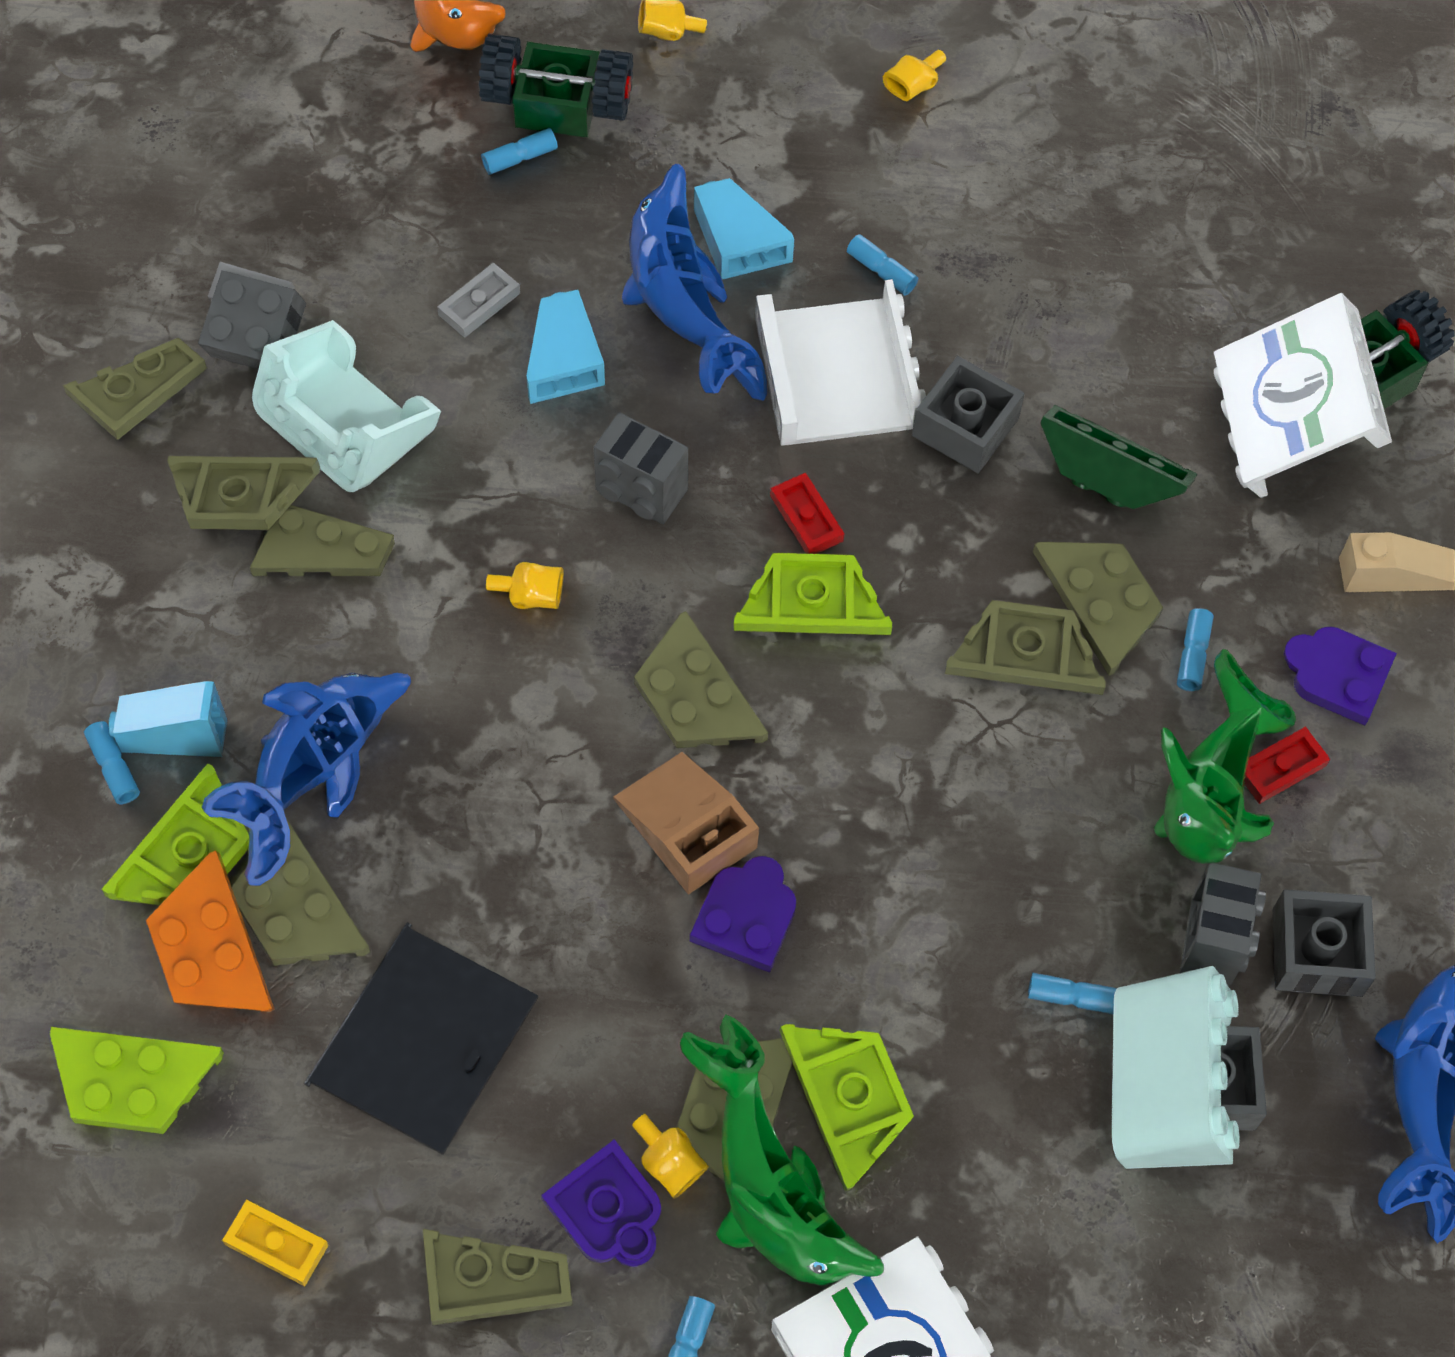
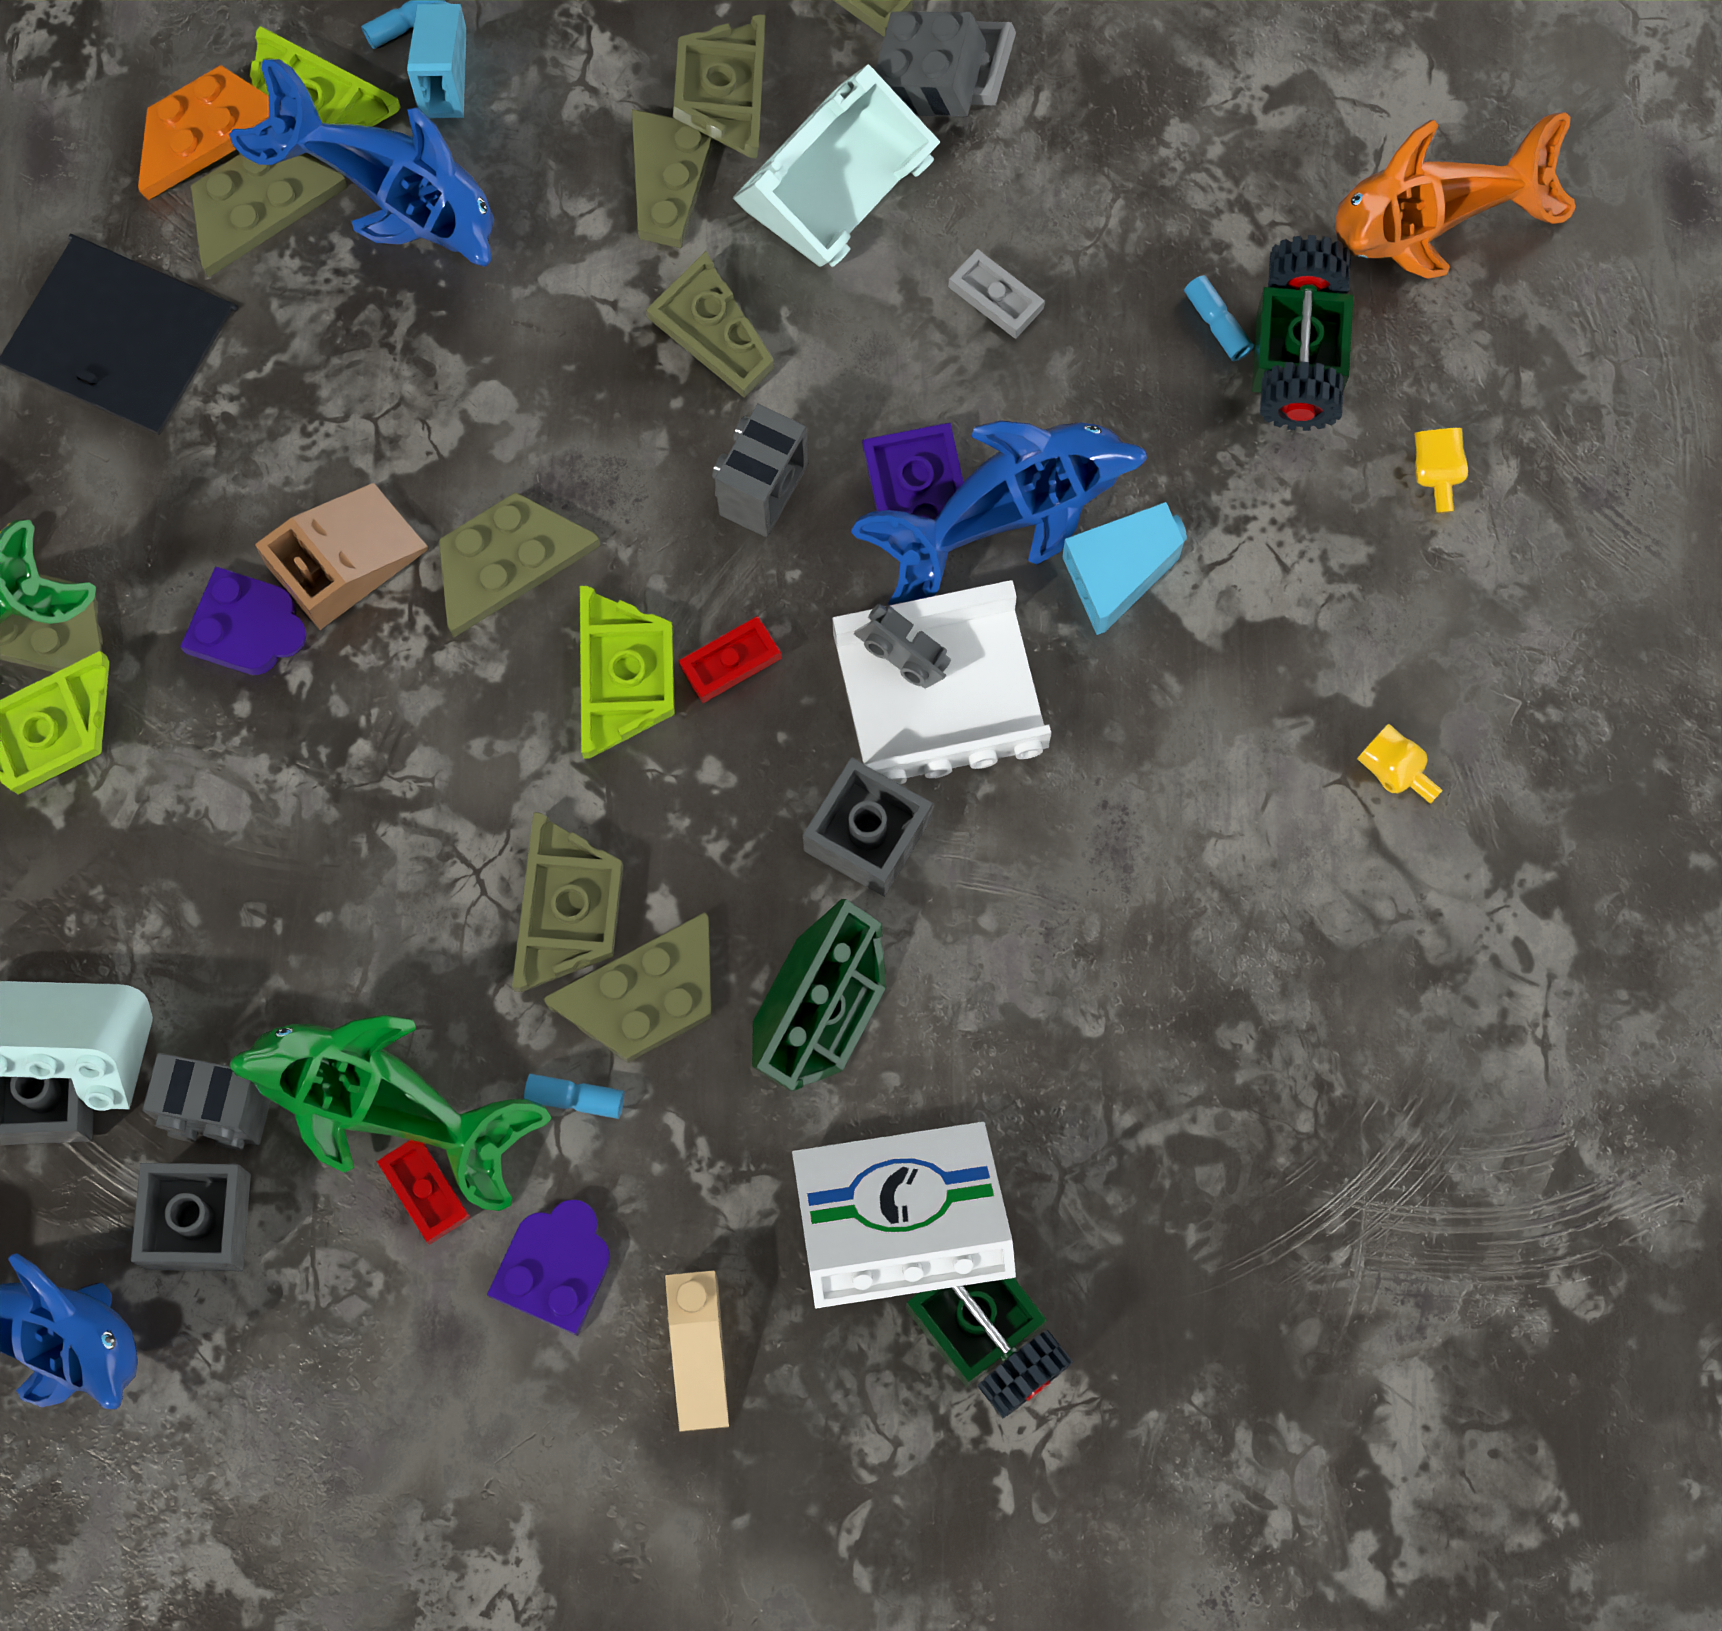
camera: 90 degrees right, 10 degrees up
(128, 1078) = (76, 82): lime wing -> none
(482, 517) = (708, 323): none -> olive wing
(530, 585) = (626, 383): yellow piece -> none
(563, 350) = (935, 383): medium azure slope -> none
(647, 370) = (913, 470): none -> dark purple plate
(812, 375) = (918, 661): none -> dark grey hinge
(879, 262) = (1090, 737): dark azure piece -> none
(1067, 992) = (151, 948): dark azure piece -> none

